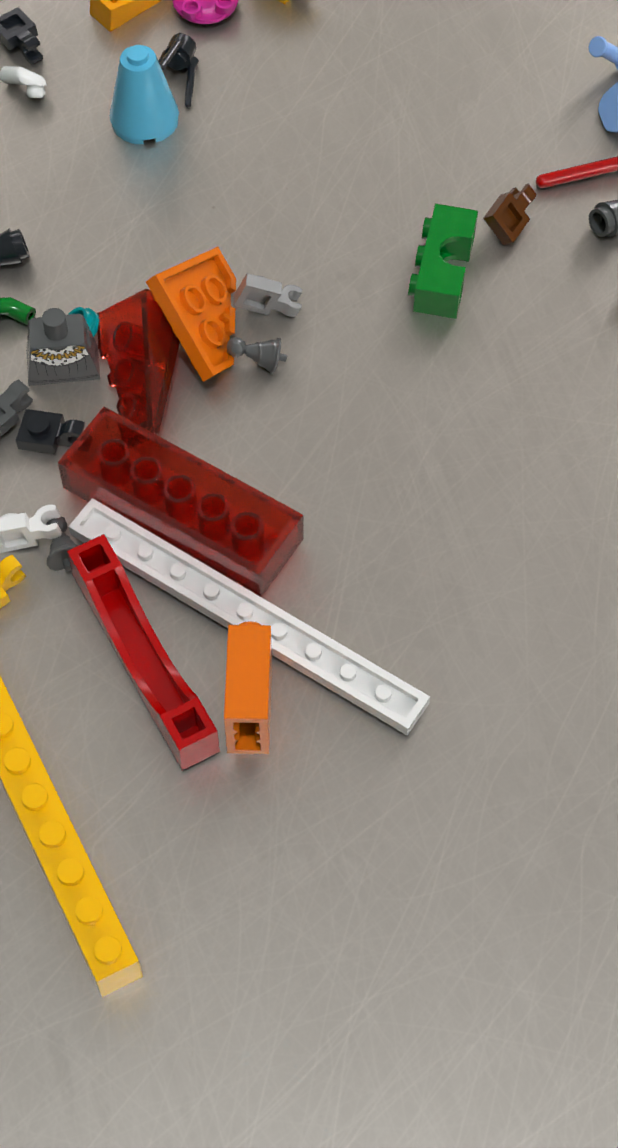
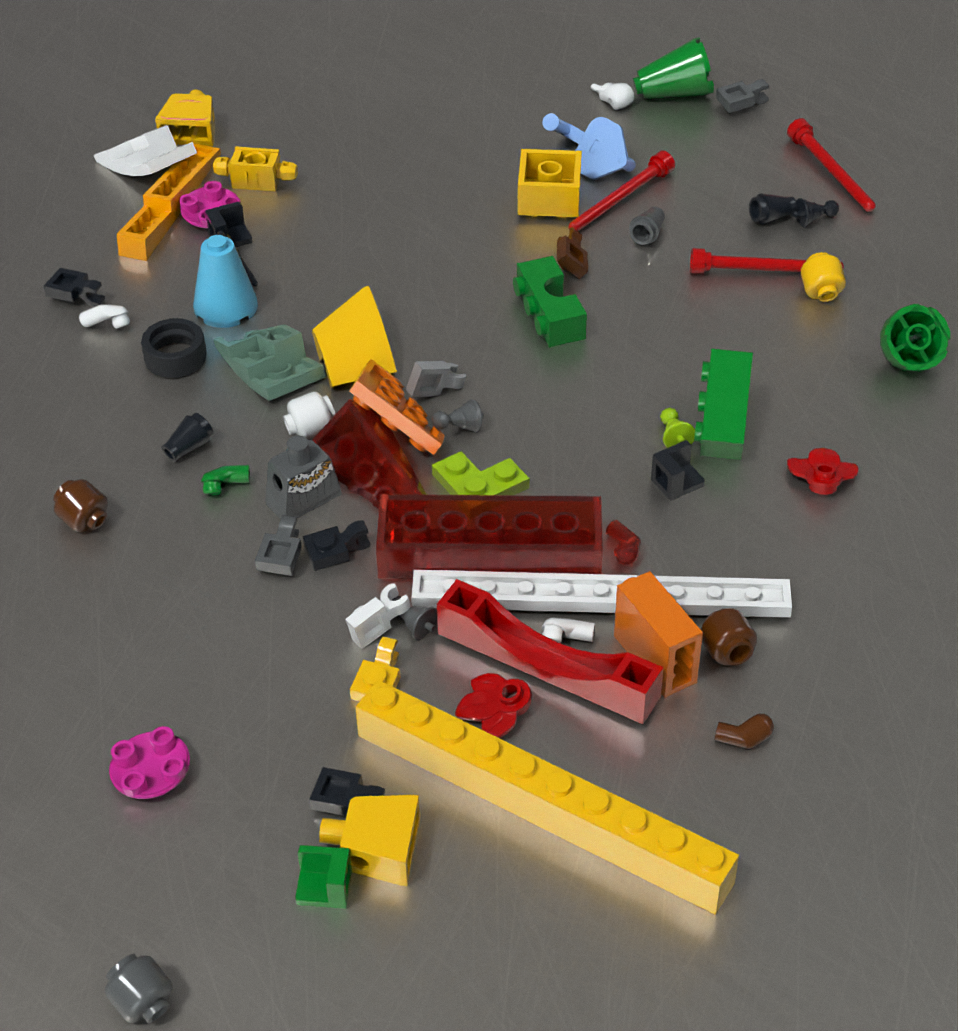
camera: 30 degrees left, 15 degrees down
(55, 125) = (178, 363): none -> black tyre
(61, 673) = (491, 703): none -> red plate
(119, 280) = (308, 414): none -> white head
(137, 202) = (271, 361): none -> sand green slope
(187, 632) = (568, 628): none -> white arm
(205, 26) = (230, 220): none -> black panel
(220, 215) = (351, 339): none -> yellow slope
(224, 440) = (462, 477): none -> lime plate
(267, 836) = (747, 734): none -> reddish brown arm
(314, 573) = (628, 542): none -> clear red arm
(322, 727) = (728, 637): none -> reddish brown head
(421, 518) = (673, 471): none -> black panel
(454, 475) = (676, 430): none -> lime piece
(517, 469) = (724, 404): none -> green wedge
(546, 119) = (549, 183): none -> yellow brick
(569, 590) = (822, 470): none -> red plate

